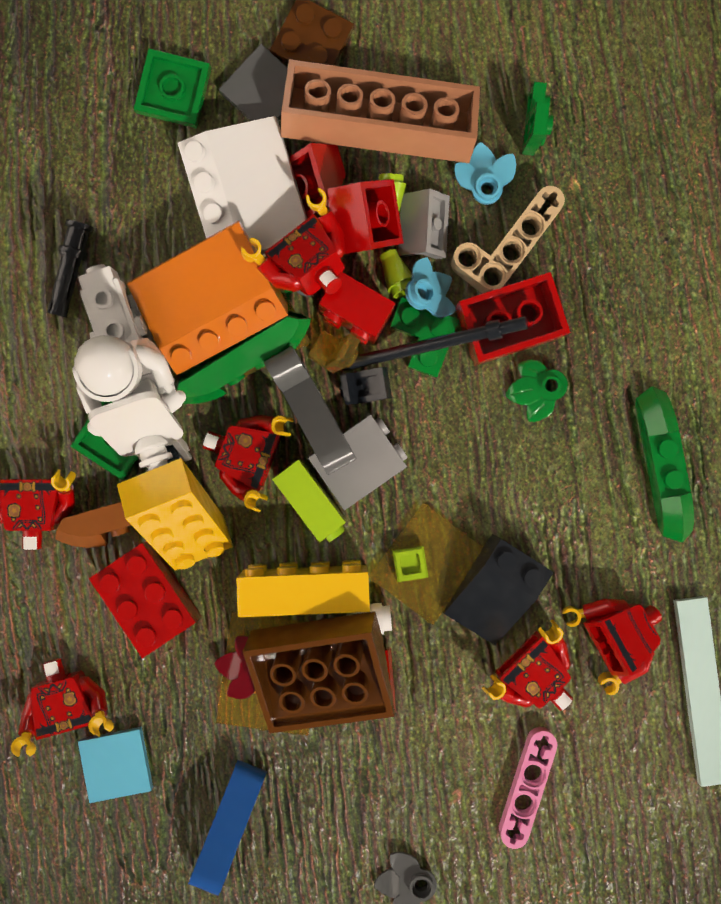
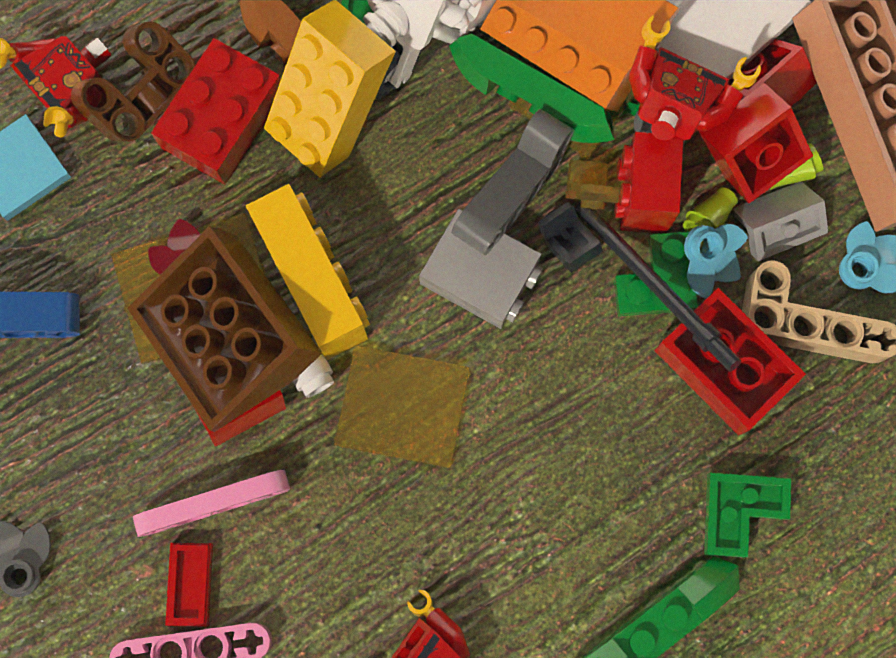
camera: 70 degrees right, 10 degrees down
(109, 648) = (147, 96): none -> reddish brown beam
(247, 455) = (430, 146): red torso -> none
(311, 501) = (412, 232): lime brick -> none
(410, 563) = (393, 383): lime tile -> none
(434, 730) = (211, 503): none -> bright pink beam
(481, 769) = (189, 584): none -> red tile
(497, 590) = (408, 497): black slope -> none
(532, 389) = (660, 430): green plate -> none
(535, 672) = (333, 589): red torso -> none
(607, 366) = (731, 503): none -> green plate

